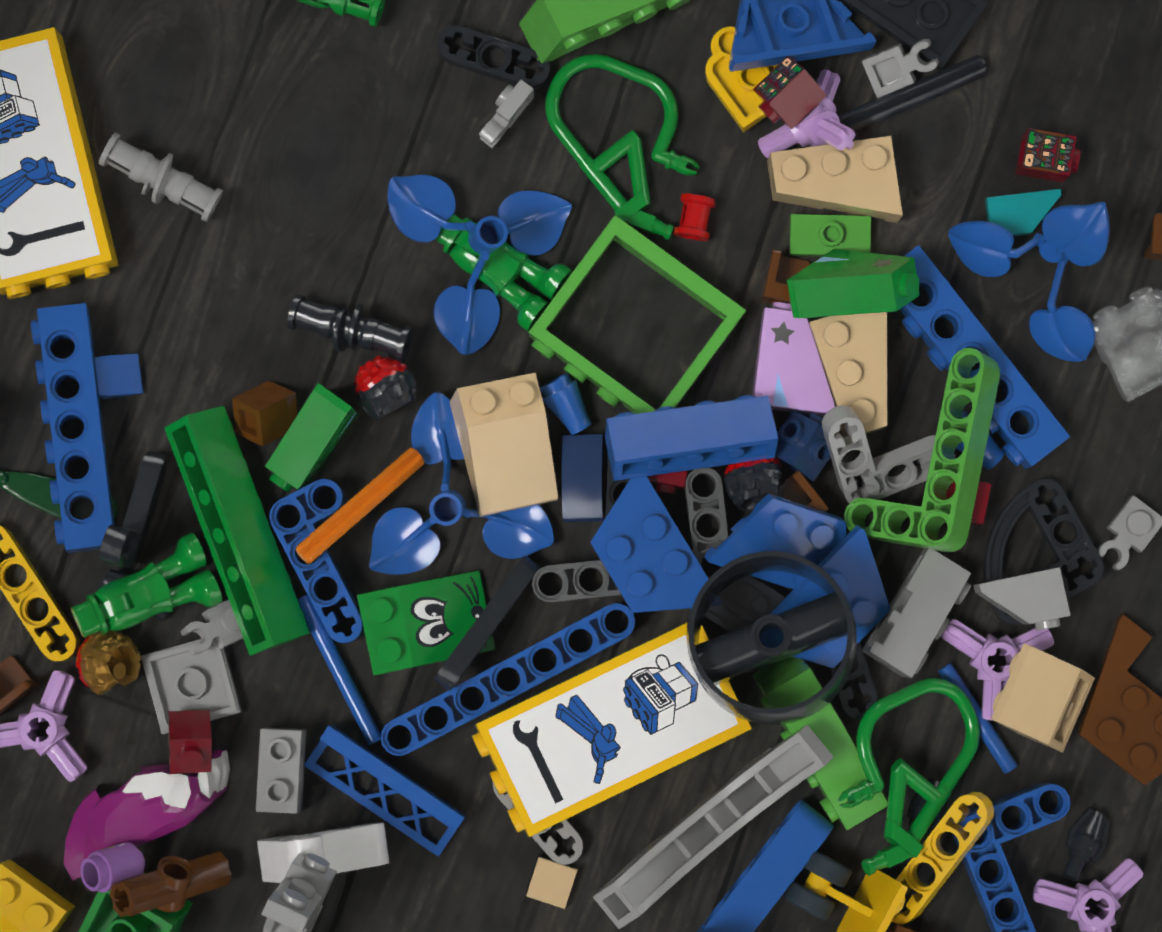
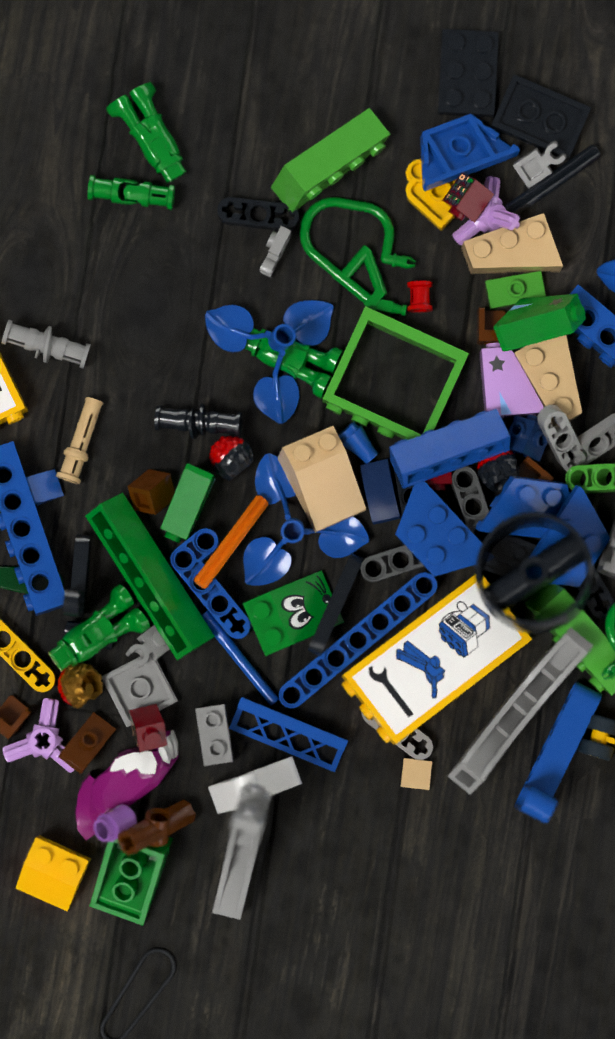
camera: 10 degrees left, 0 degrees up
(101, 745) = (87, 743): none -> reddish brown plate
(172, 337) = (76, 453): none -> tan pin

